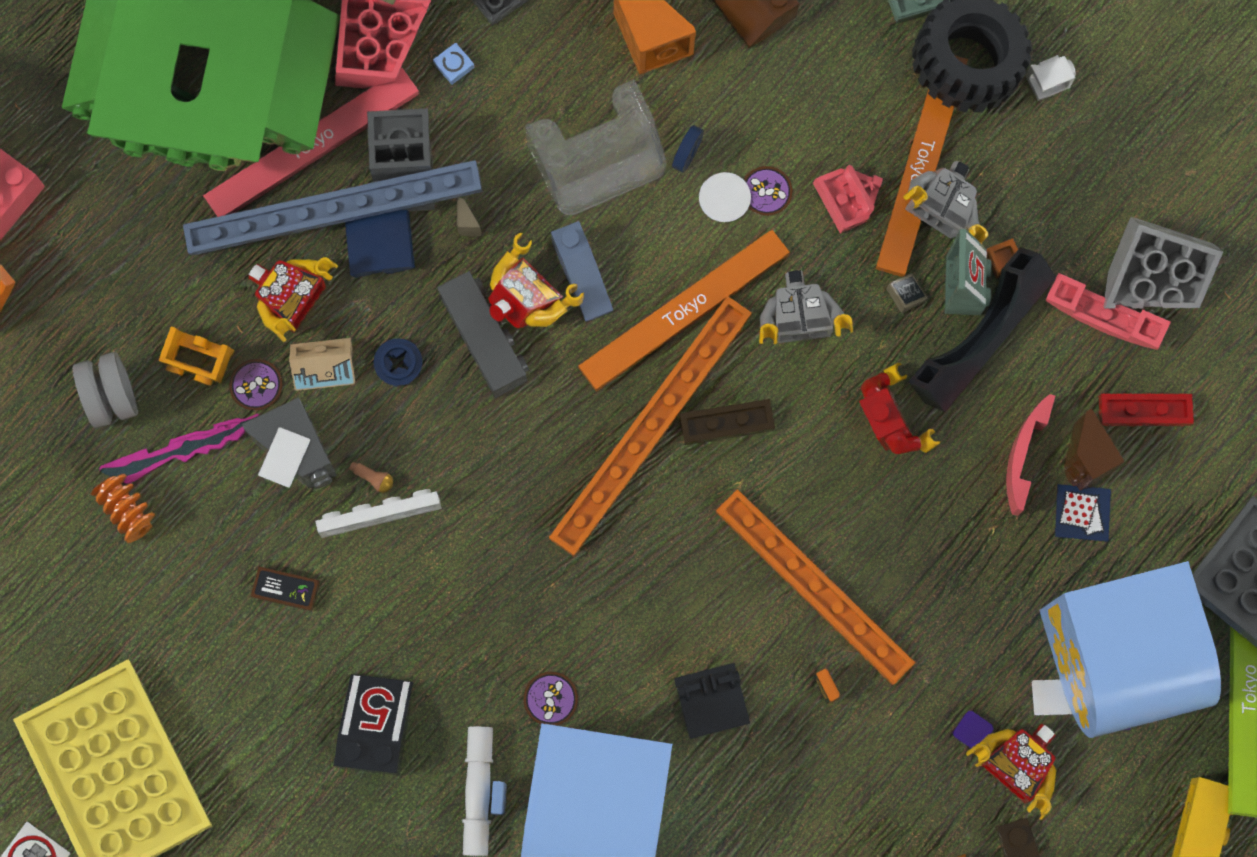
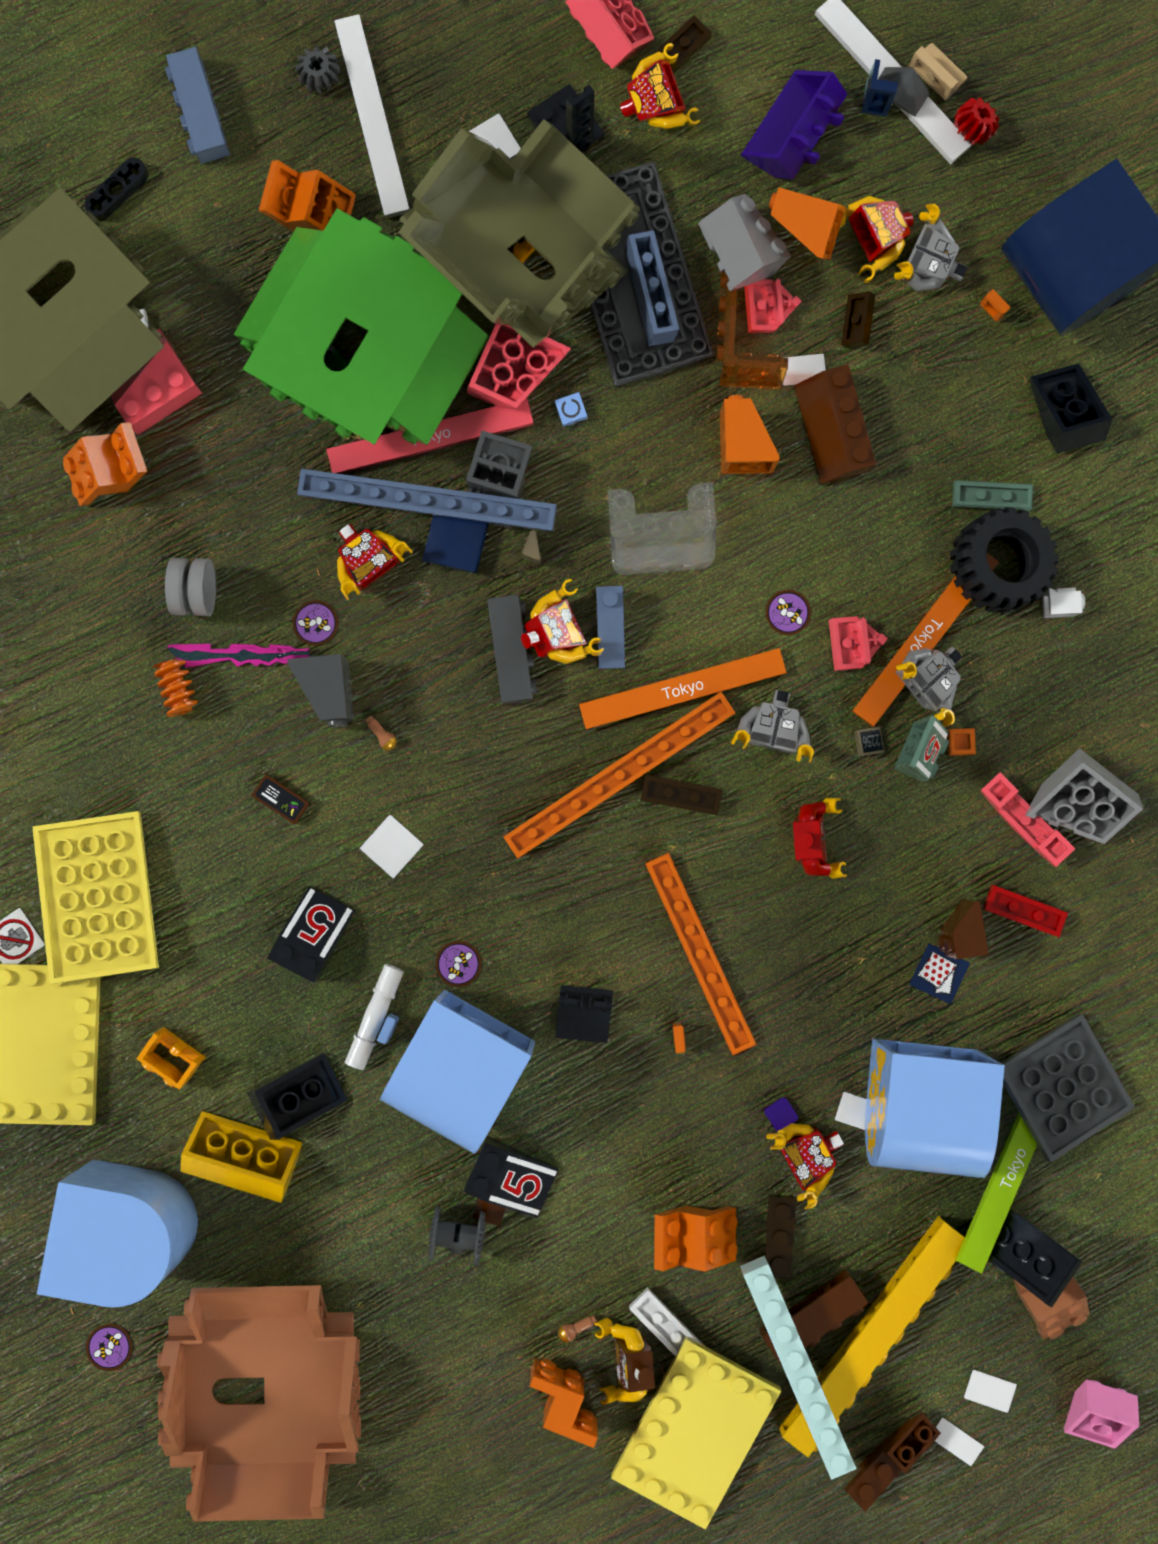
camera: 25 degrees right, 10 degrees up
(199, 344) = (256, 586): light orange window -> none
(284, 457) = (311, 699): white sticker -> none
(322, 364) = (373, 626): tan panel -> none
(365, 515) = (364, 764): white plate -> none
(395, 349) = (437, 635): dark blue gear -> none
(428, 596) = (391, 846): none -> white sticker
(688, 148) = (736, 555): dark blue piece -> none
(724, 197) = (751, 605): white sticker -> none
(1016, 487) = (893, 938): coral slope -> none
(1019, 287) = (961, 774): black arch -> none

